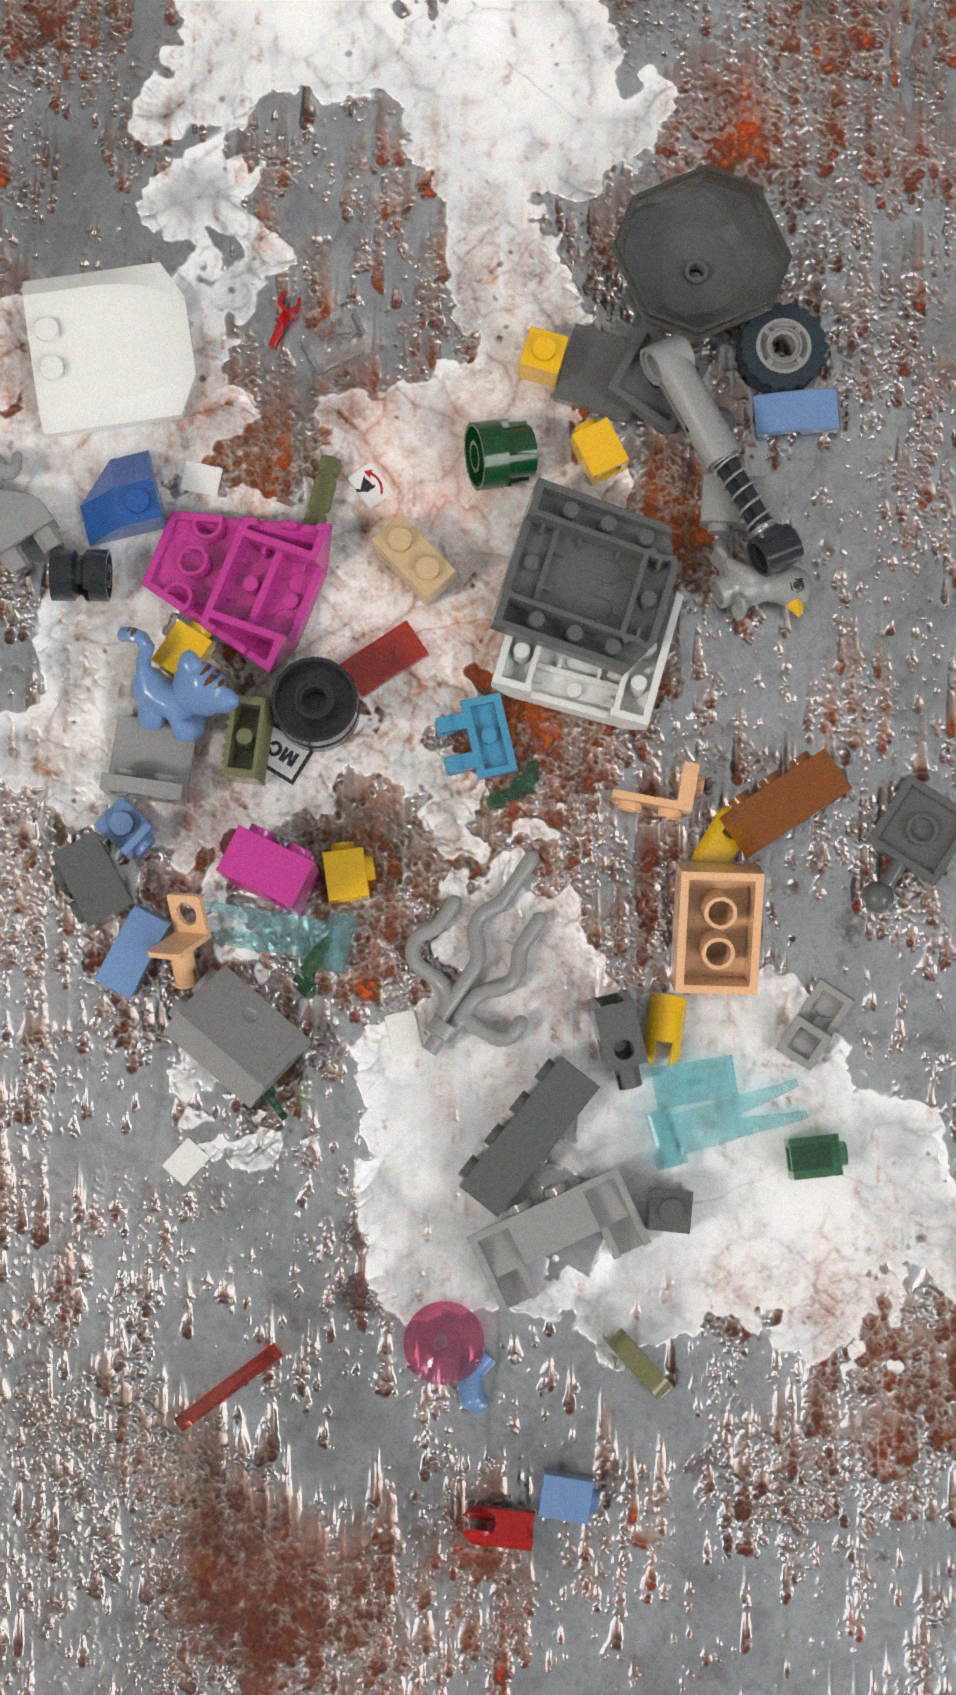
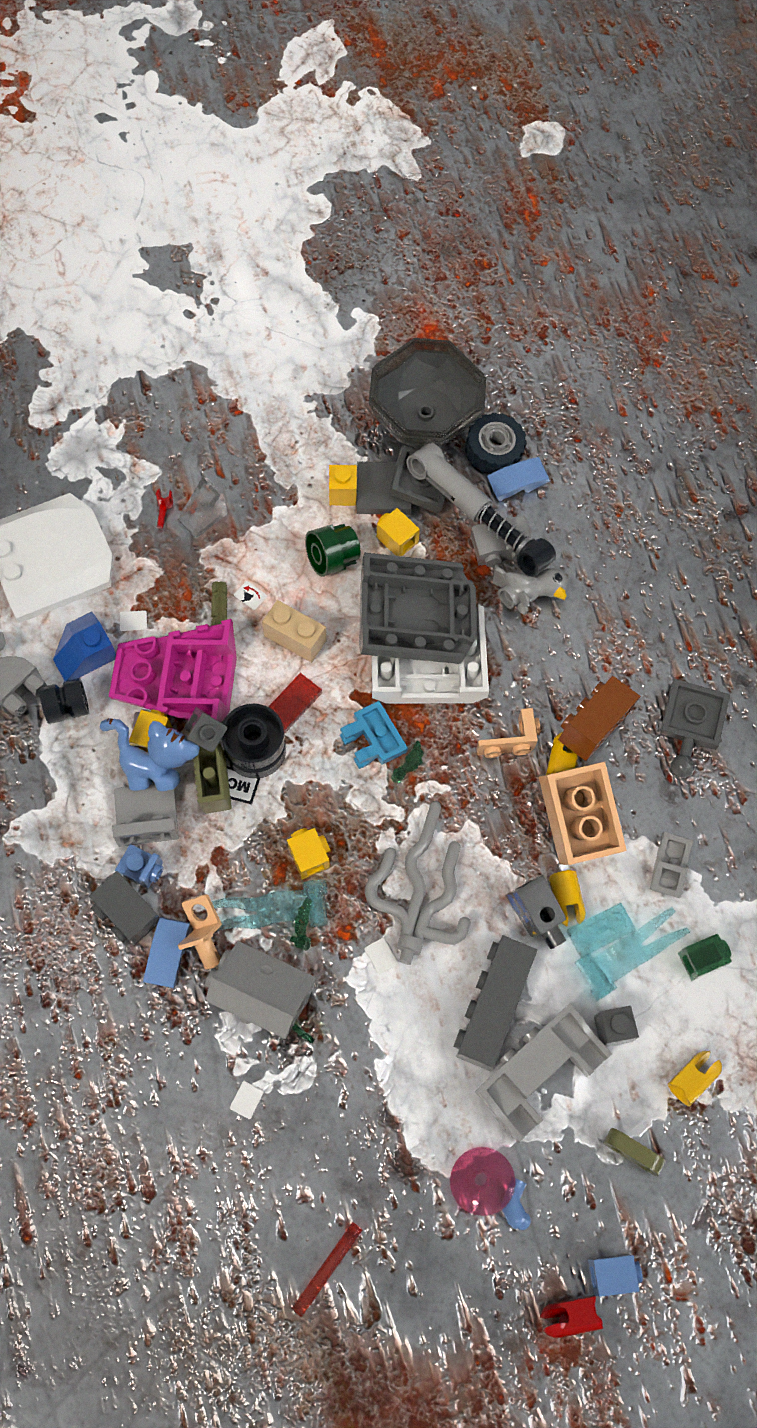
camera: 15 degrees left, 15 degrees down
(250, 678) = (204, 730): none -> dark grey bracket
(269, 870) = (252, 858): dark pink brick -> none
(742, 1301) = (690, 1082): none -> yellow piece

